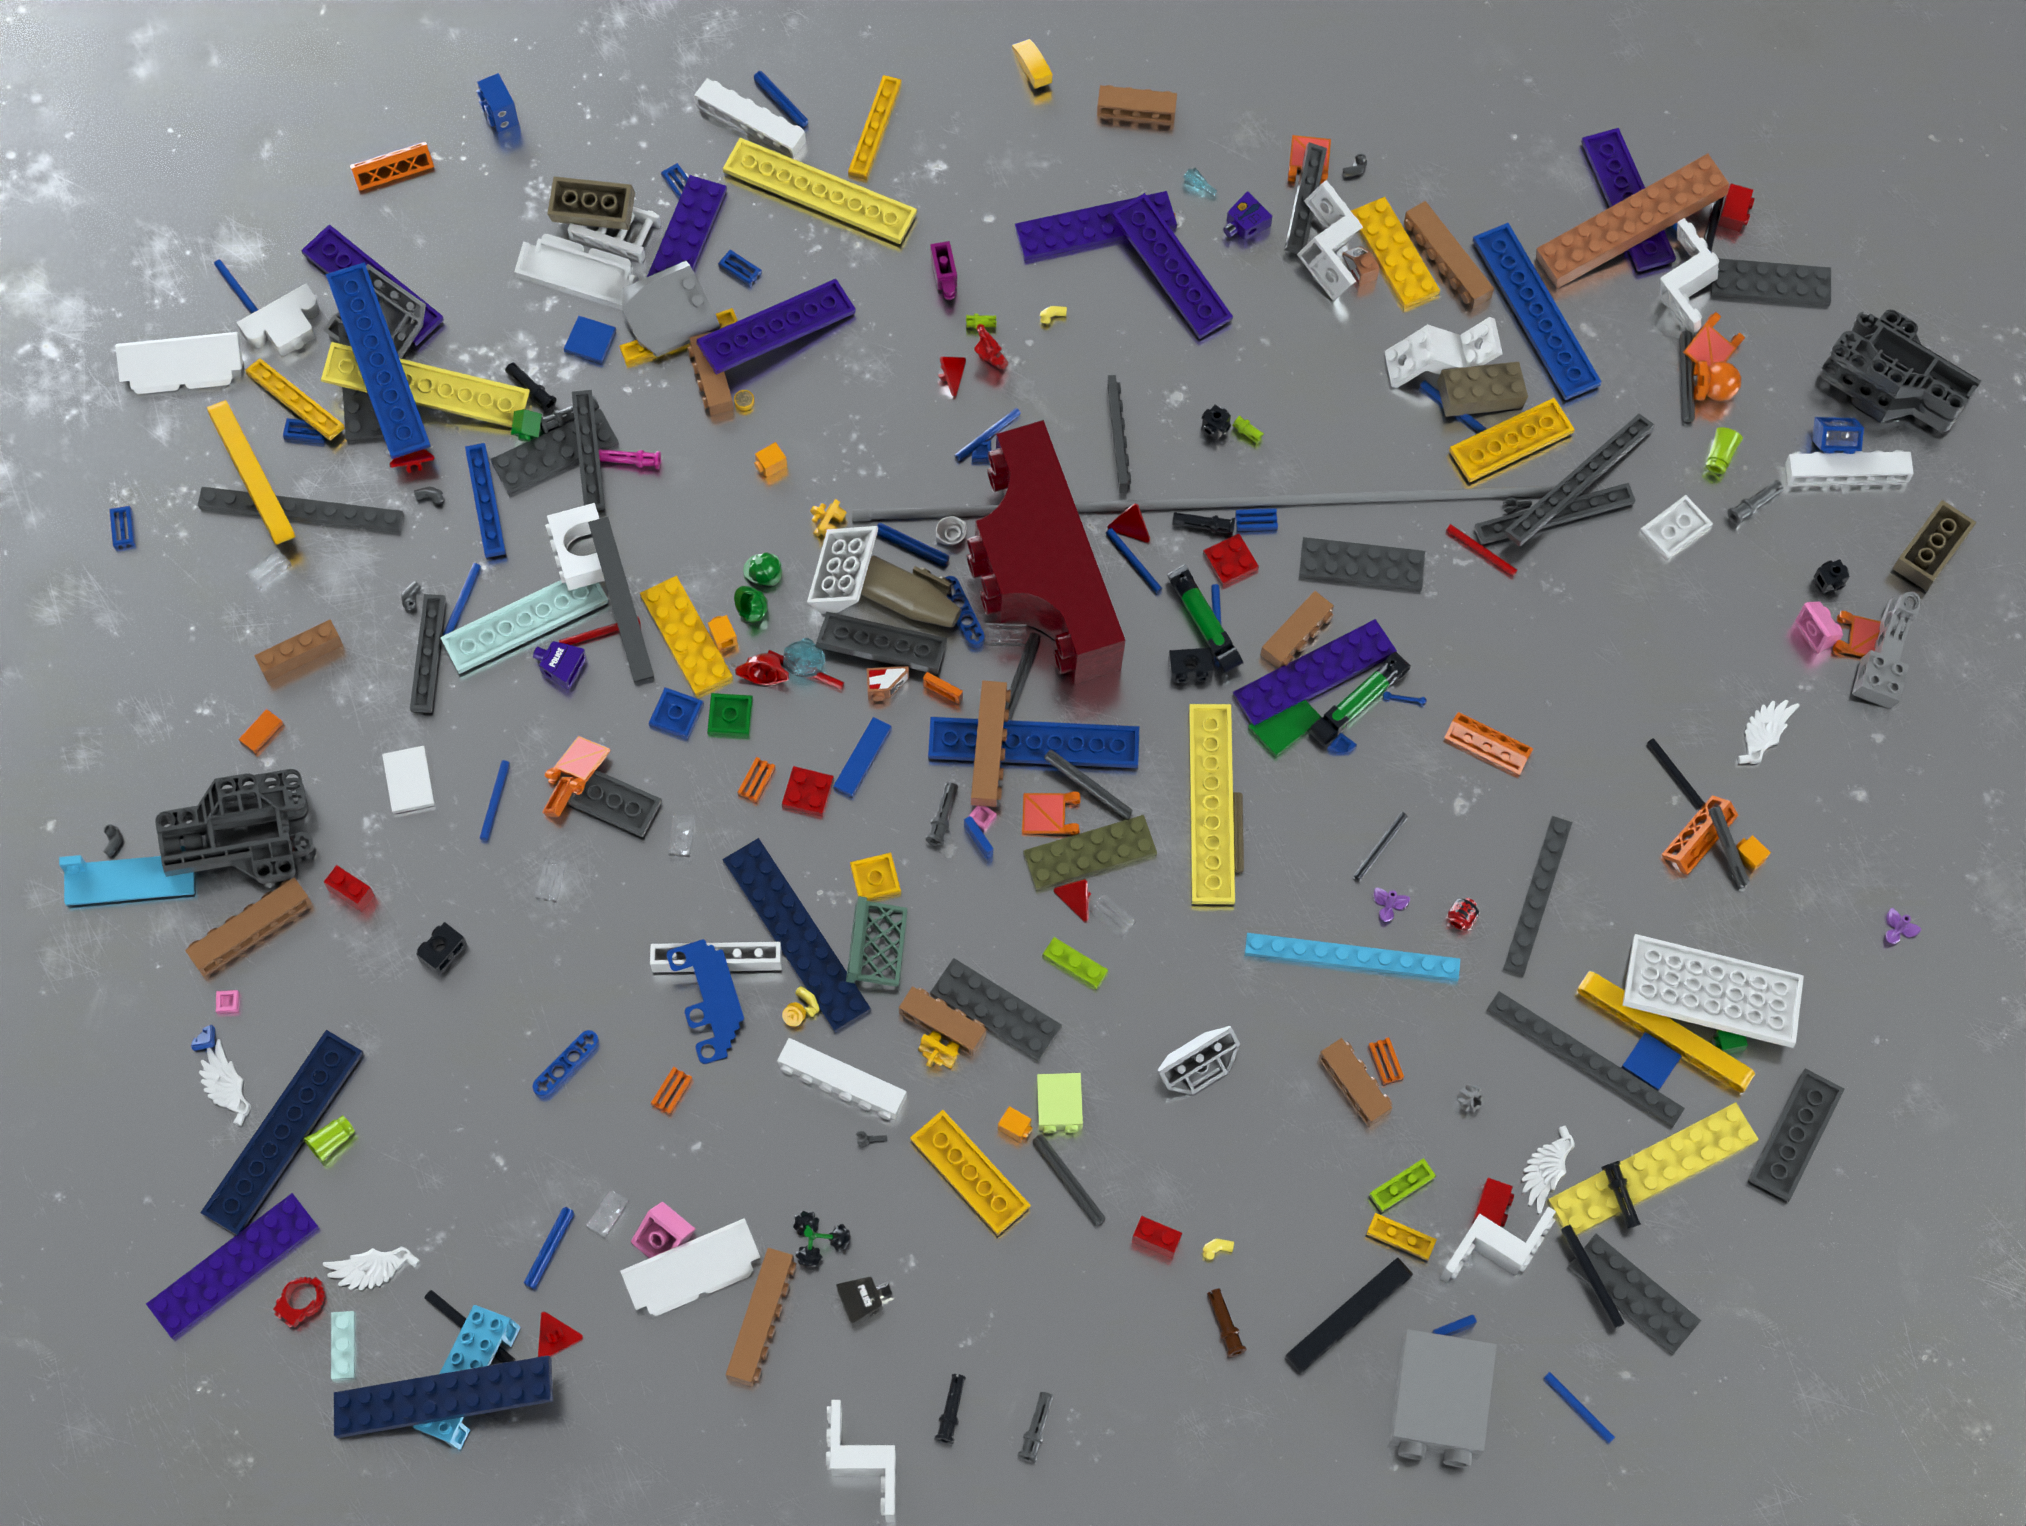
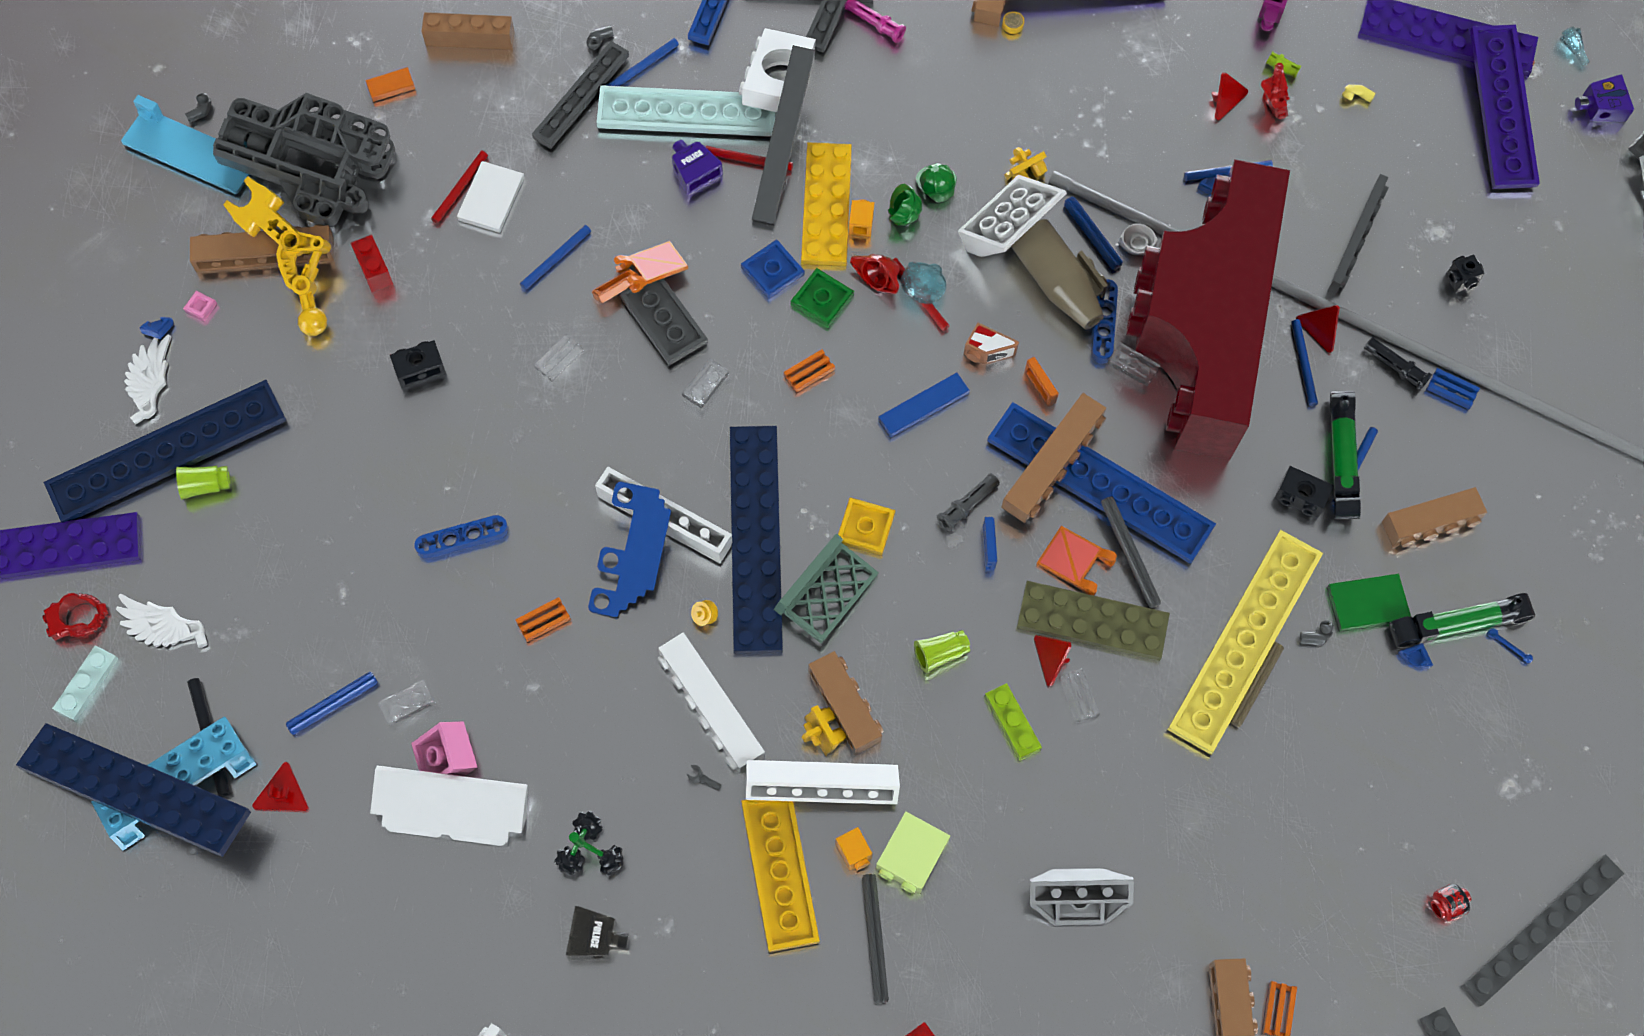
camera: 30 degrees right, 0 degrees up
(238, 898) = (263, 214): none -> yellow piece
(377, 779) = (459, 187): none -> red piece
(760, 1316) = (483, 894): medium nougat brick -> none
(770, 460) = (1004, 86): light orange brick -> none
(807, 791) = (851, 408): red plate -> none
(810, 999) = (729, 608): light yellow arm -> none
(881, 642) = (1007, 307): dark grey plate -> none
(962, 1089) = (821, 782): none -> white brick
(983, 817) = (1006, 526): bright pink tile -> none
(990, 940) = (941, 649): none -> lime plant
(997, 1009) = (906, 723): dark grey plate -> none
(1022, 671) = (1128, 409): dark grey axle -> none
(1230, 559) = (1404, 413): red plate -> none
(1247, 429) = (1493, 297): lime pin -> none
(1263, 769) = (1319, 636): none -> dark grey arm
(1314, 672) = (1429, 569): dark purple plate -> none
(1352, 957) = (1307, 881): medium azure plate -> none
(1362, 564) = (1540, 489): dark grey plate -> none
(1380, 846) = (1399, 782): black piece -> none
(1390, 901) = (1378, 844): medium lavender plant -> none
(1488, 743) = (1576, 740): orange fence -> none

